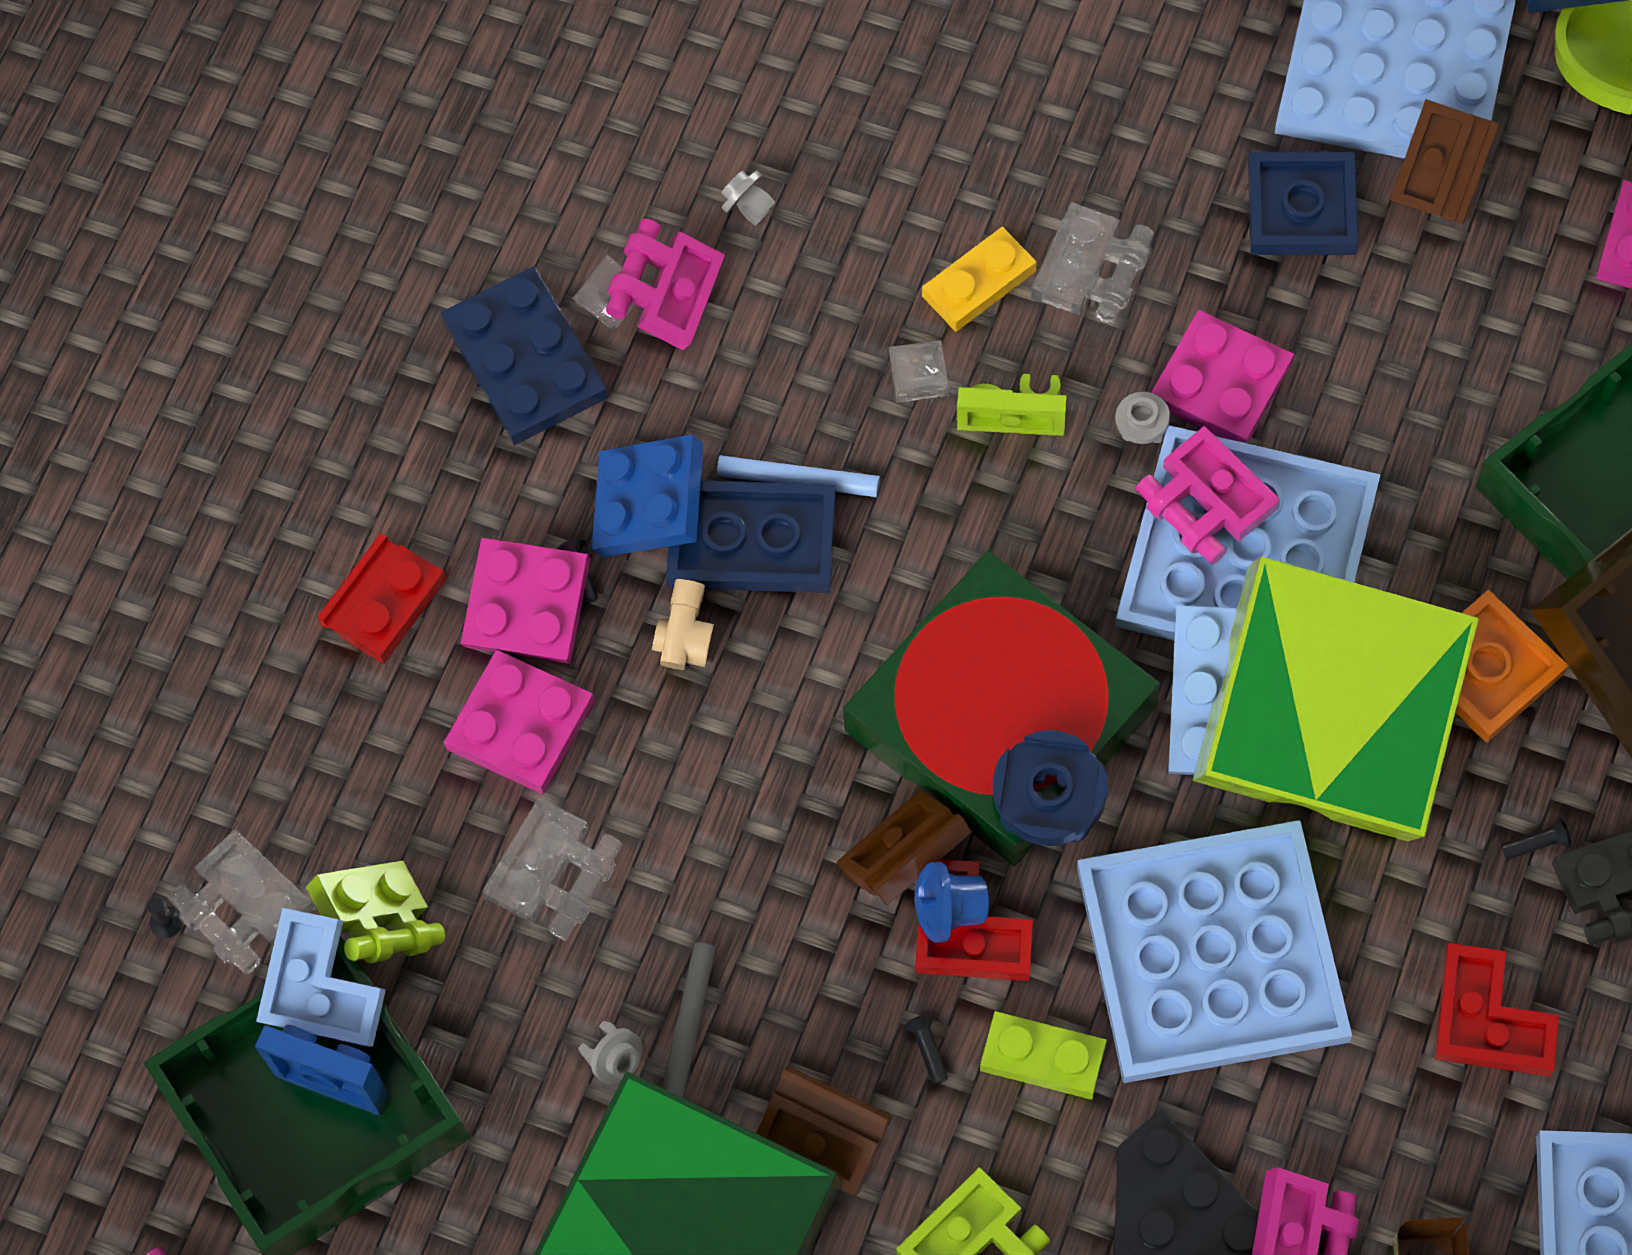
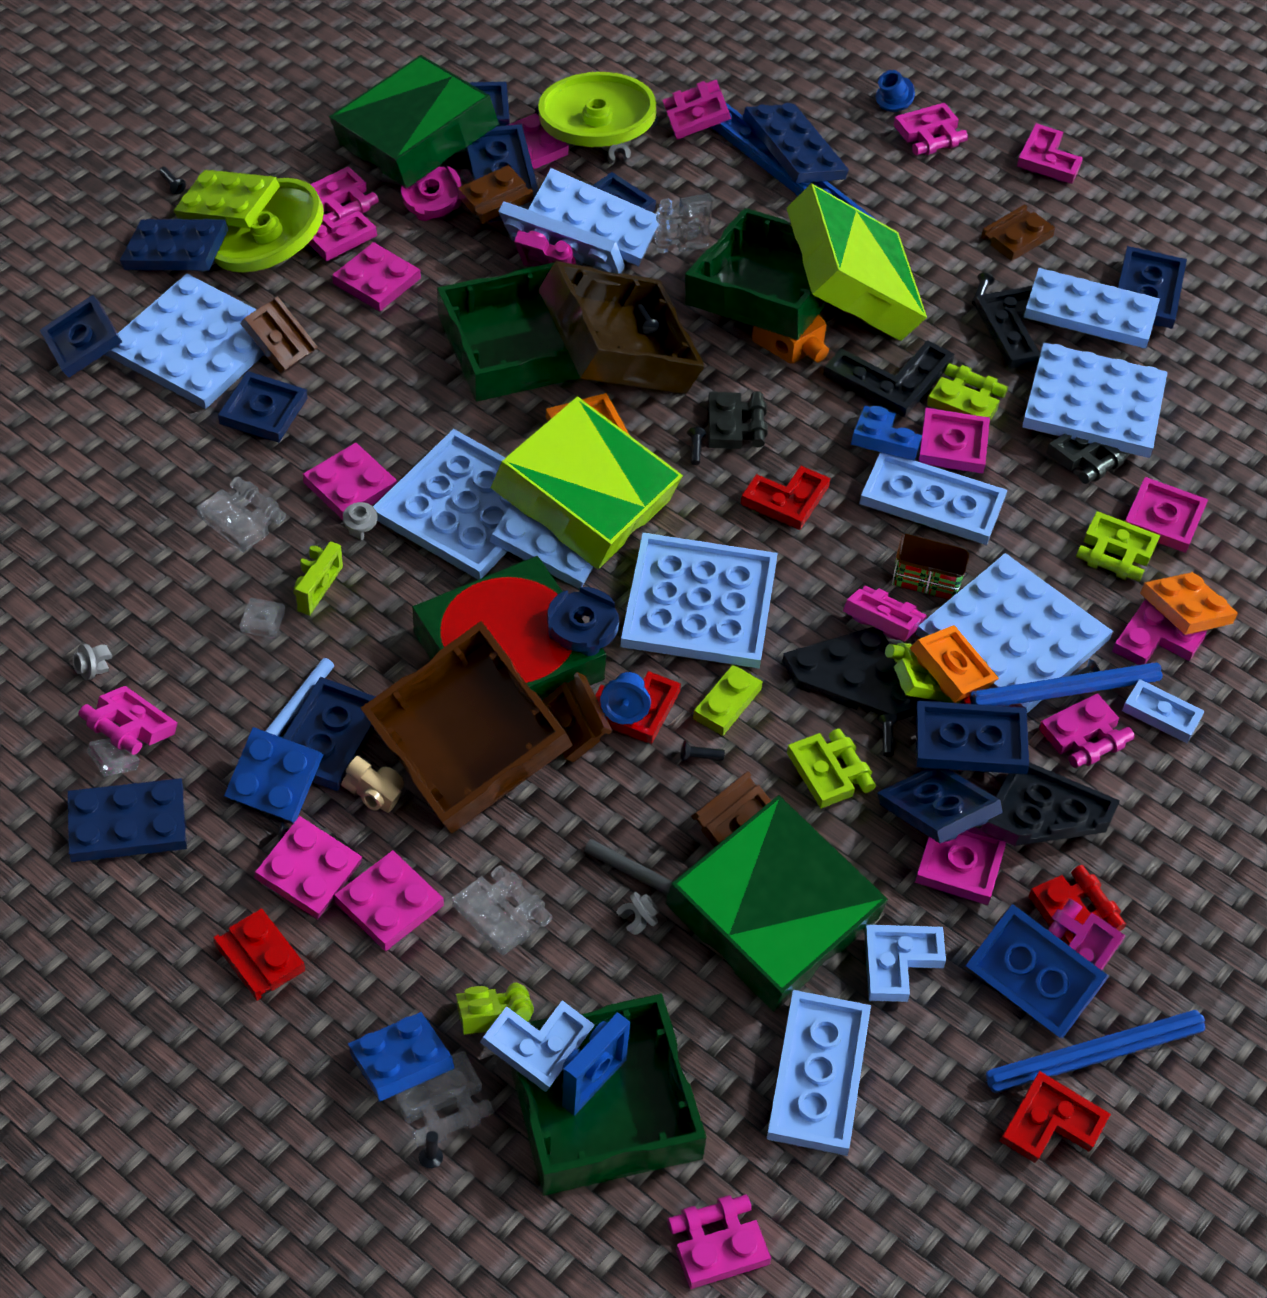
camera: 80 degrees left, 15 degrees down
(278, 827) = (401, 1056): none -> blue plate
(794, 703) = (467, 727): none -> reddish brown tile
(979, 279) = (218, 569): yellow plate -> none
(1219, 484) = (427, 491): dark pink plate -> none

